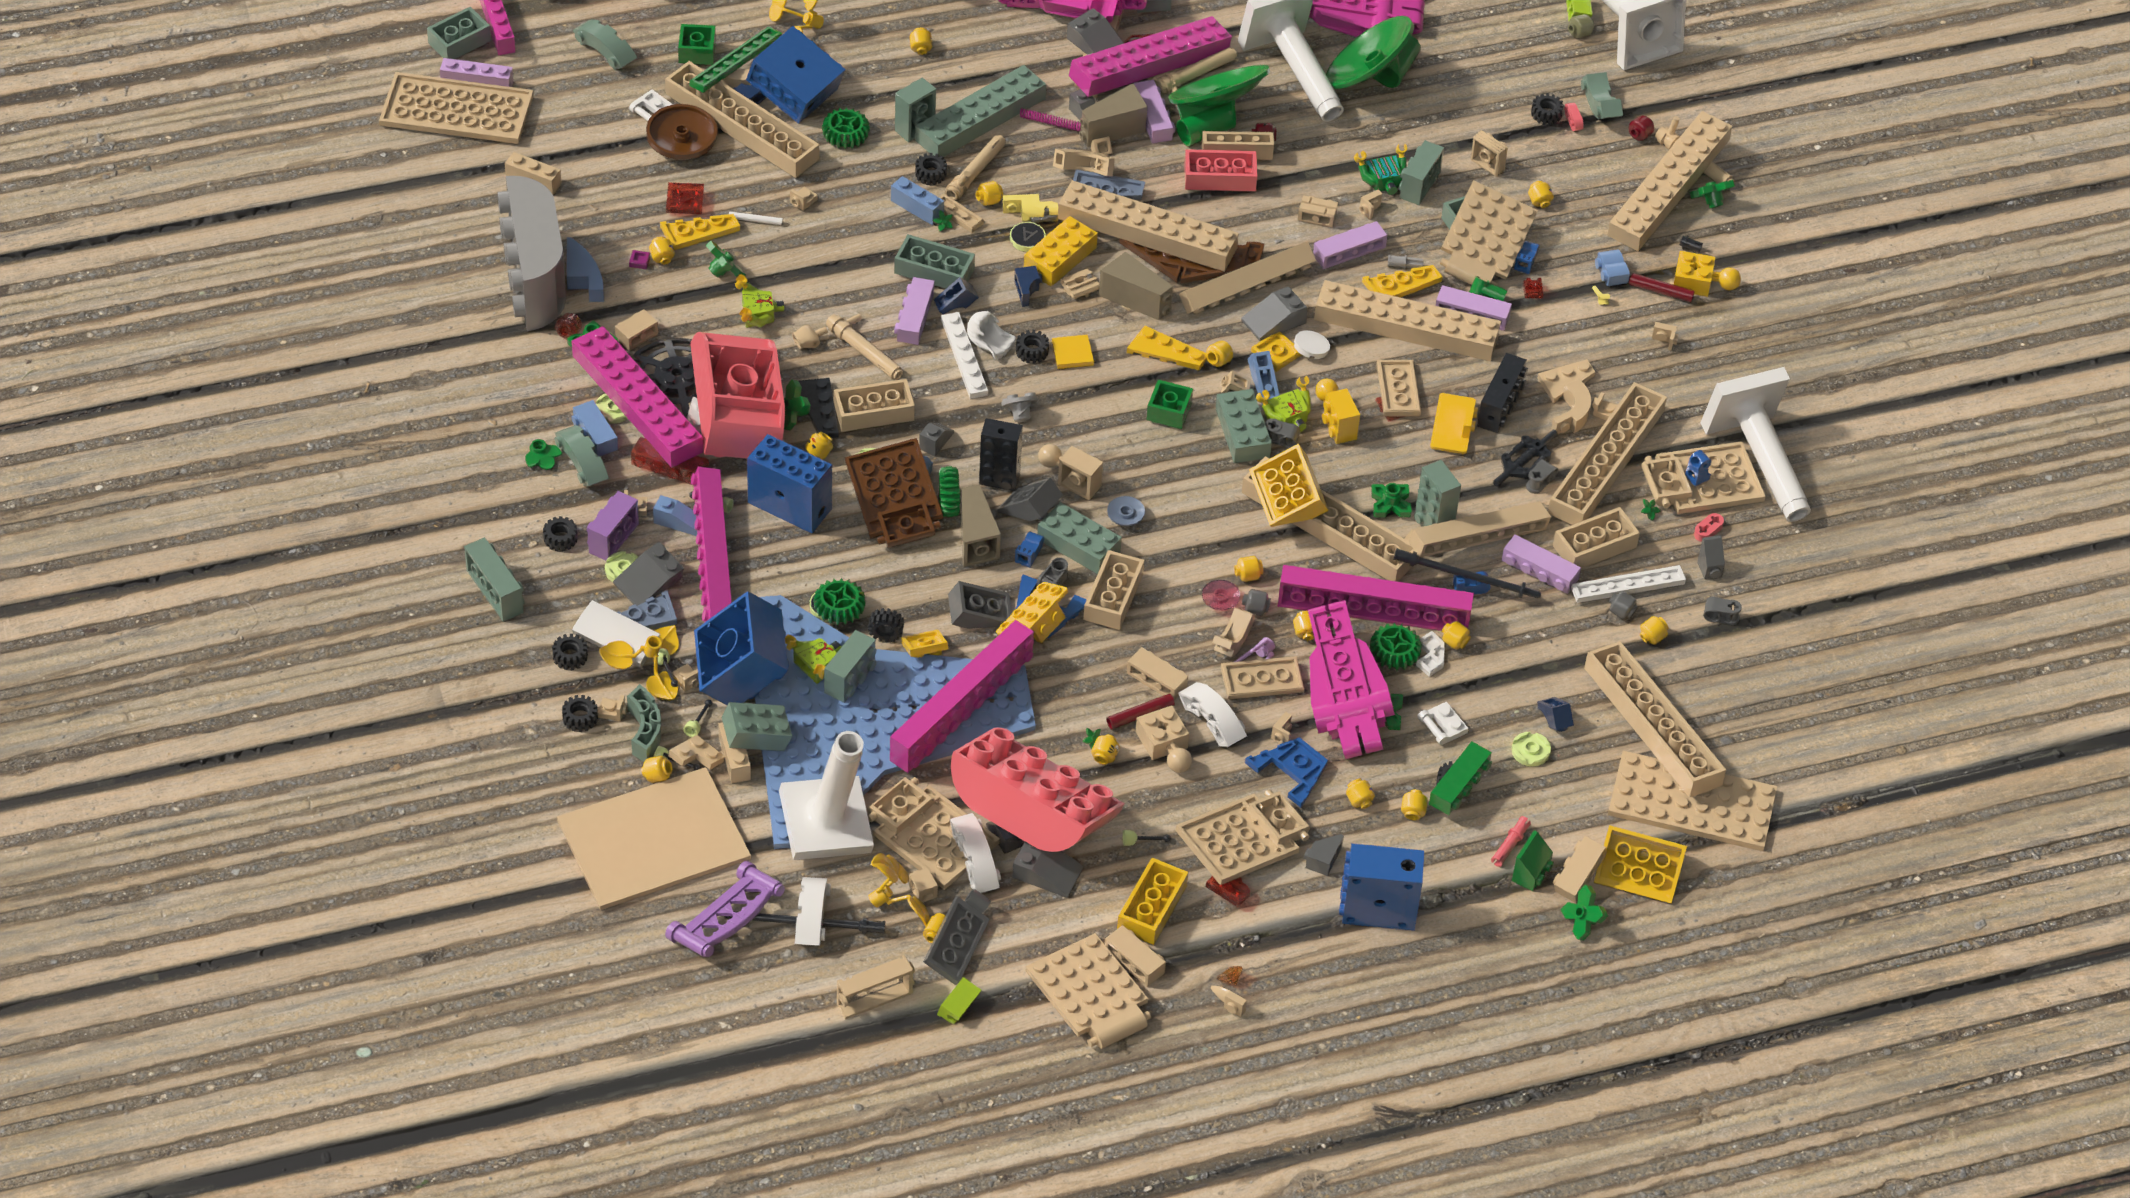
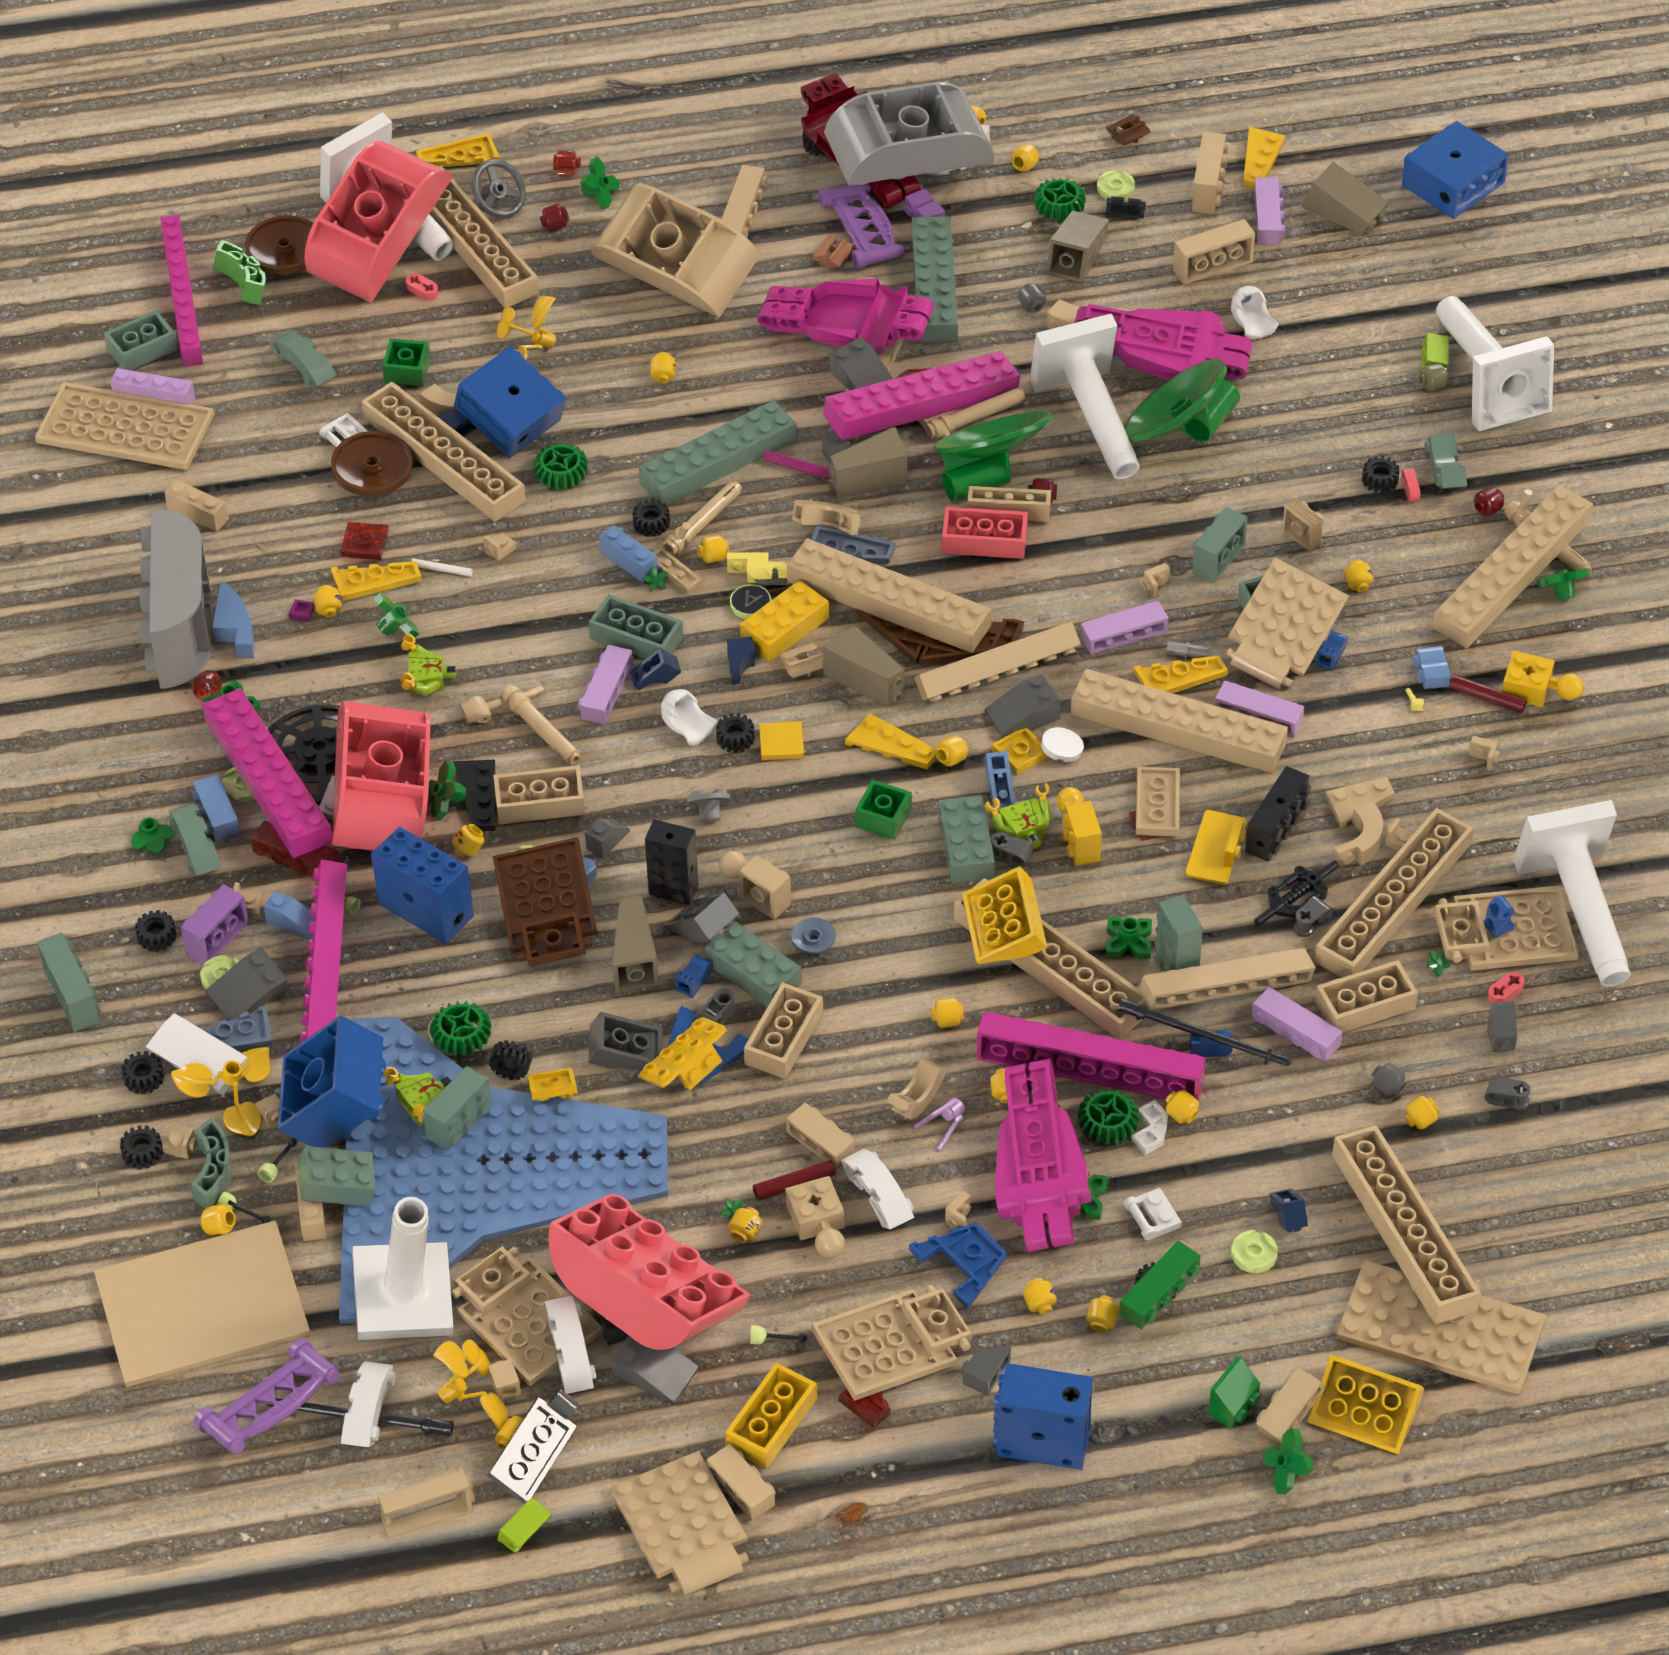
camera: 10 degrees right, 0 degrees up
(636, 330) = (283, 693): tan brick -> none
(664, 661) = (249, 1089): hinge -> none
(696, 749) = (268, 1198): tan plate -> none
(734, 60) = (440, 384): green tile -> none
(914, 106) = (638, 444): sand green brick -> none
(949, 491) = (607, 901): green gear -> none
(961, 696) = (581, 1152): dark pink brick -> none
(964, 355) = (655, 739): white plate -> none
(1102, 145) = (852, 498): tan slope -> none
(1158, 118) = (919, 462): lavender brick -> none
(1221, 595) = (910, 1036): clear pink dish -> none
(1232, 1002) = (848, 1547): tan plate -> none
(1235, 382) = (965, 786): tan bracket -> none
(1256, 602) = (950, 1054): dark grey head -> none
(1262, 677) = (944, 1146): tan tile -> none
(1317, 211) = (1092, 585): tan brick -> none
(1383, 172) = (1175, 541): green torso -> none
(1487, 289) = (1279, 688): green piece -> none
(1514, 836) = (1219, 1358): coral pin -> none
(1533, 288) = (1334, 688): clear red tile -> none
(1629, 583) = (1399, 1053): white plate -> none
(1691, 244) = (1530, 643): black pin -> none

